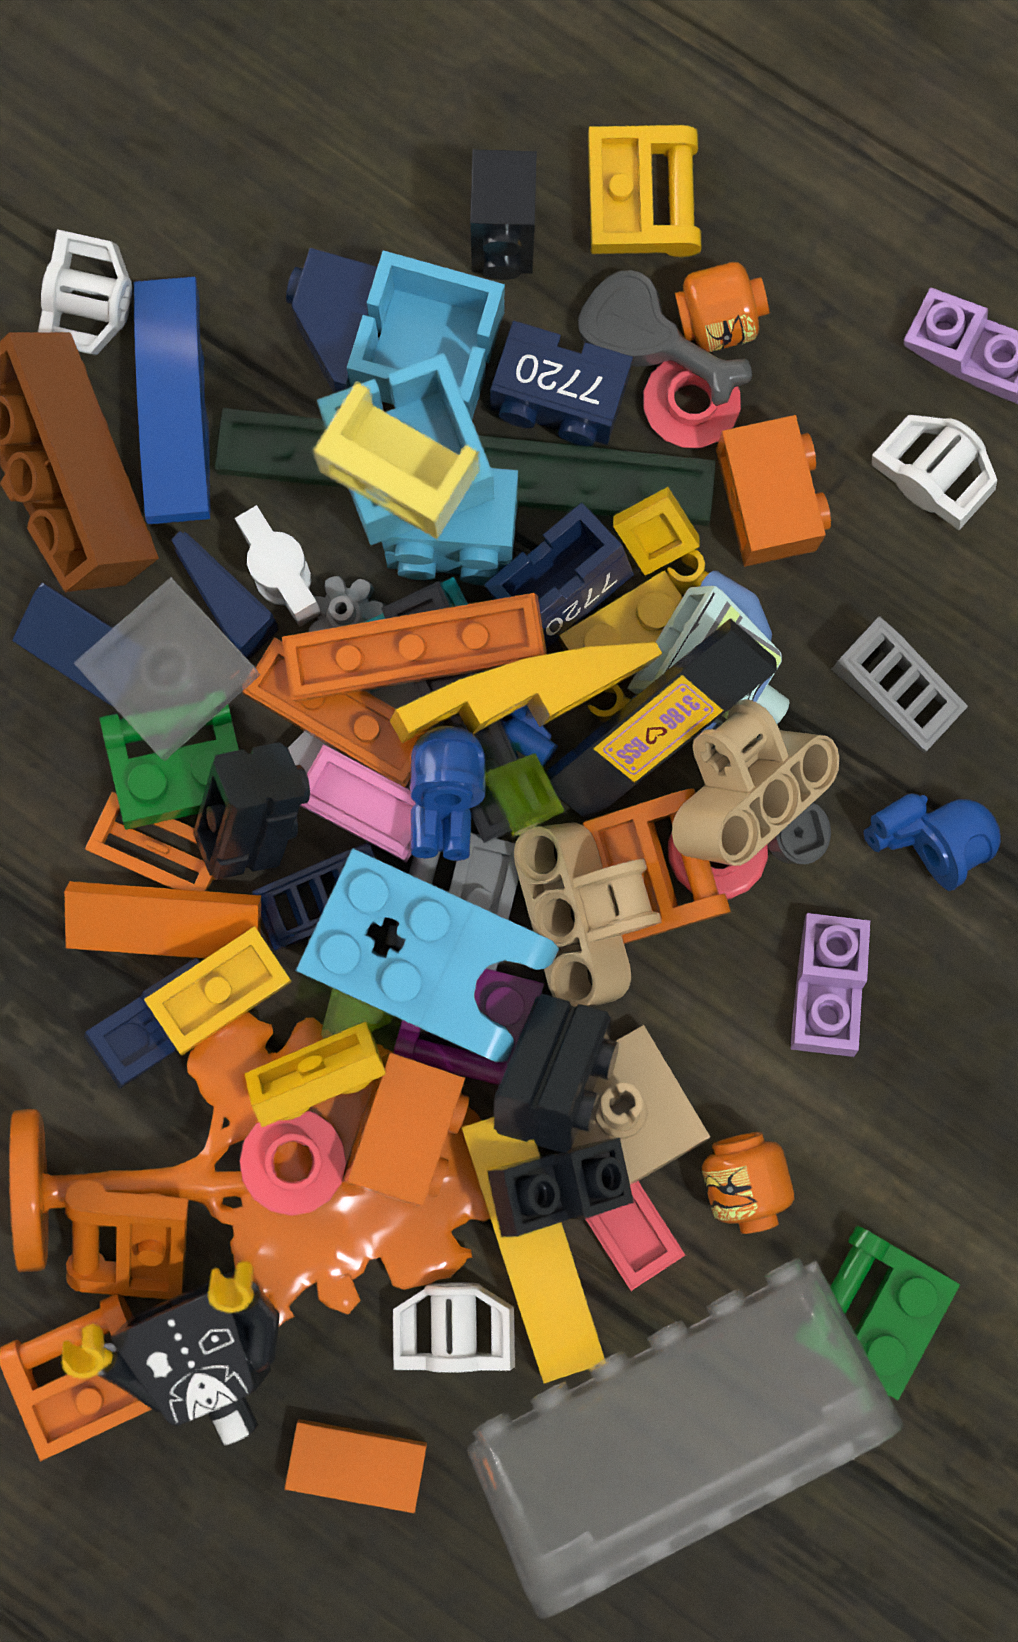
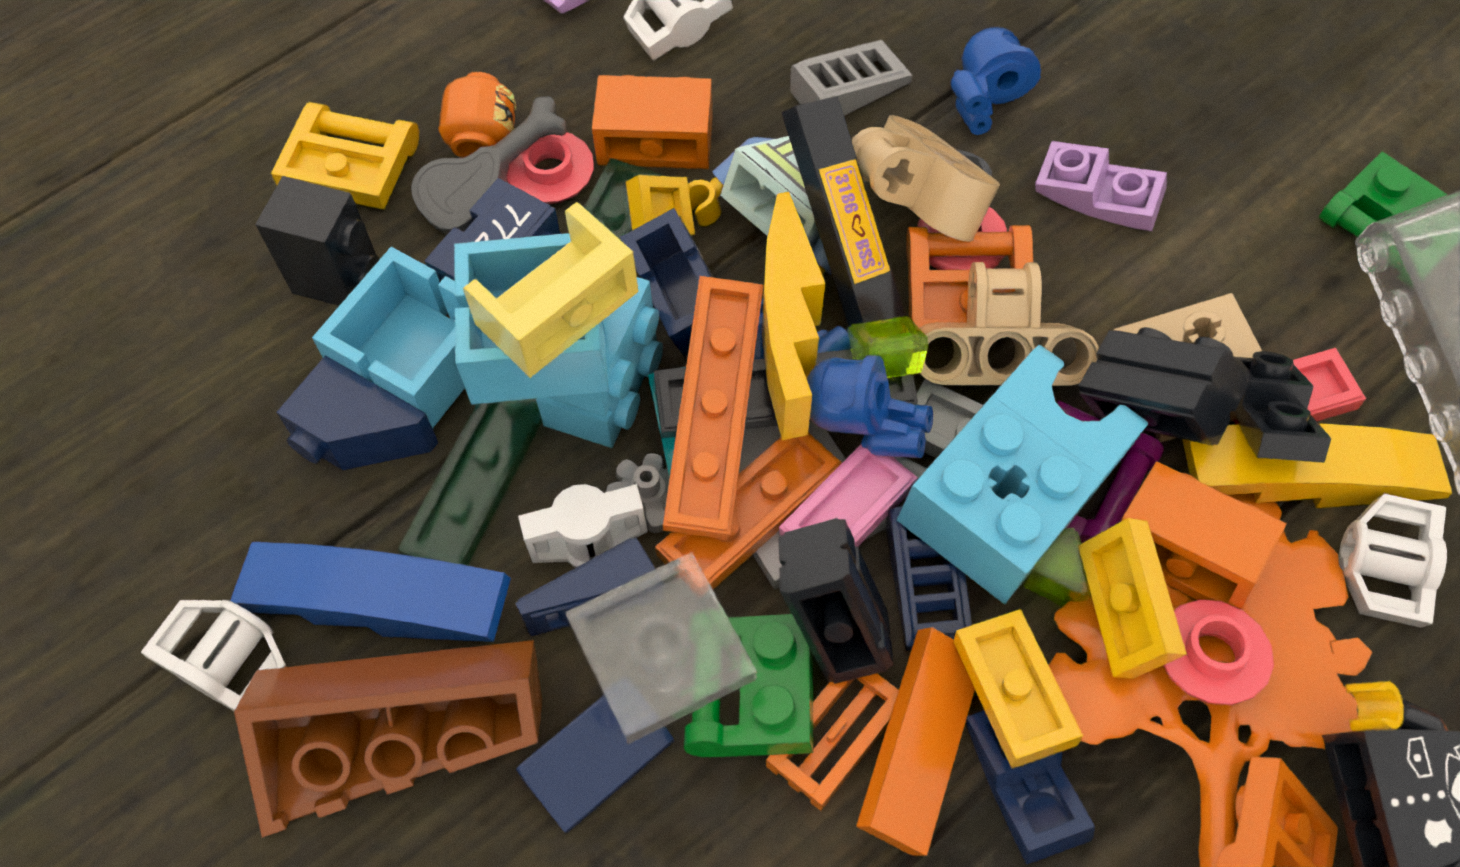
camera: 70 degrees left, 20 degrees down
(628, 620) = (732, 246): yellow plate -> none
(748, 1182) = (1276, 275): orange head -> none

